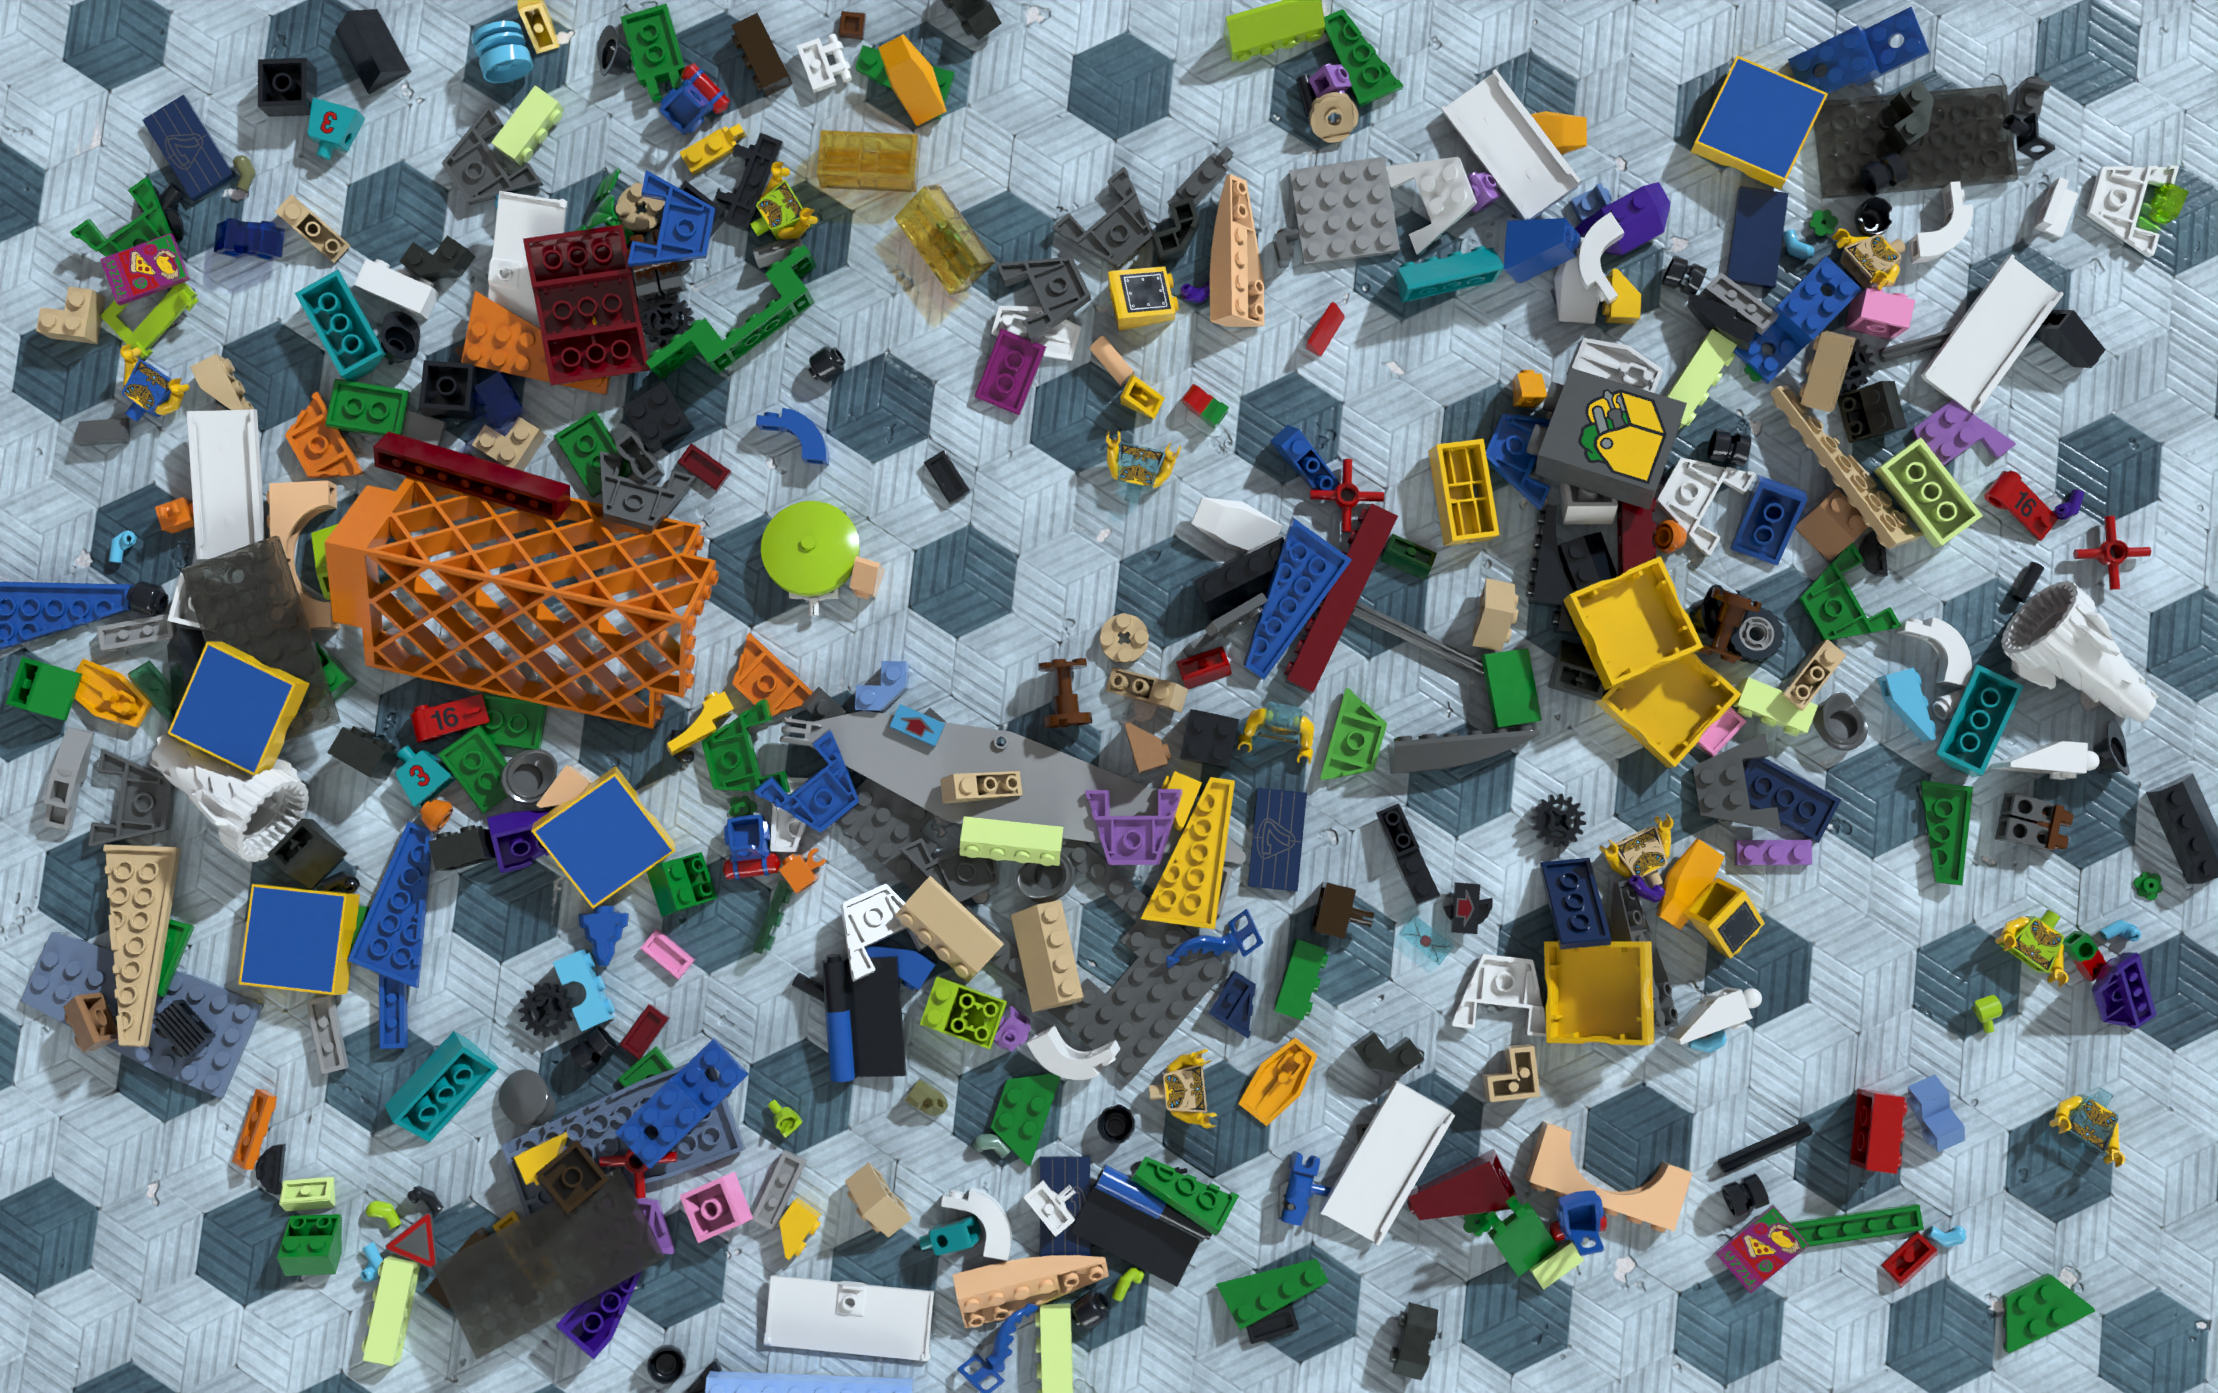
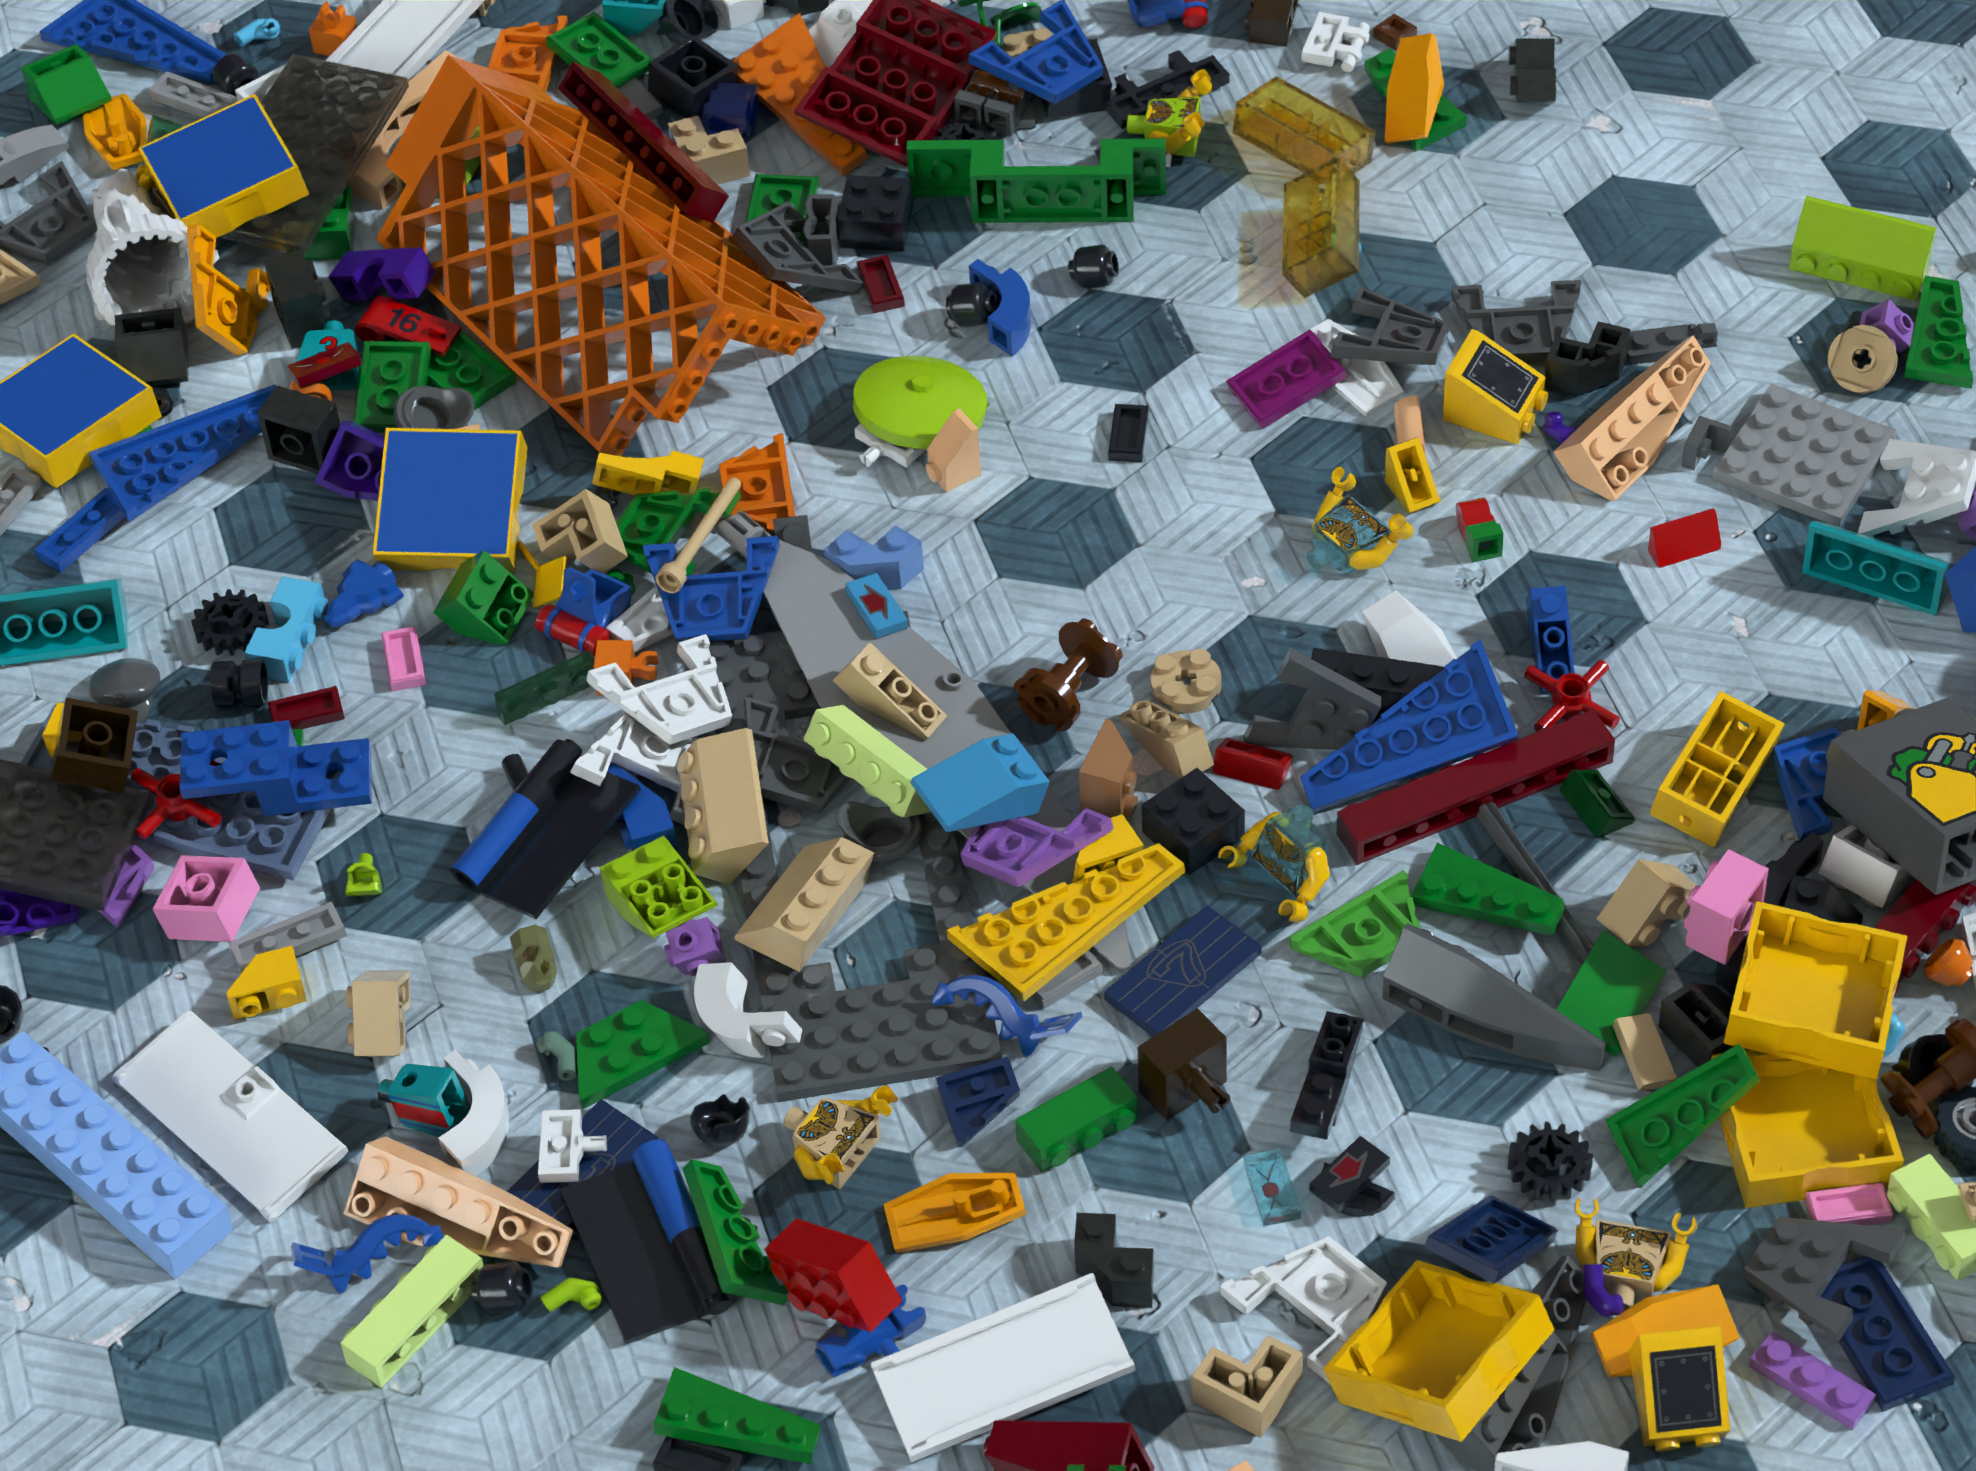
camera: 40 degrees right, 35 degrees down
(329, 797) = (220, 305): none -> light orange wing
(383, 699) = (401, 270): none -> dark purple arch
(434, 795) = (324, 365): none -> dark red tile
(705, 840) = (548, 578): none -> yellow piece
(706, 798) = (582, 531): none -> tan brick
(712, 148) = (1151, 48): yellow hinge -> none
(779, 451) = (970, 304): none -> black head
(791, 801) = (673, 574): none -> tan piece
(867, 881) = (675, 705): none -> white wing
(1094, 823) = (983, 784): none -> dark azure slope
(1267, 1187) = (832, 1275): none -> red brick
(1393, 670) = (1480, 892): none -> green wing
(1551, 604) = (1724, 906): none -> bright pink brick
(1555, 712) = (1644, 1051): none -> tan tile
(1604, 752) = (1675, 1115): none -> green wing

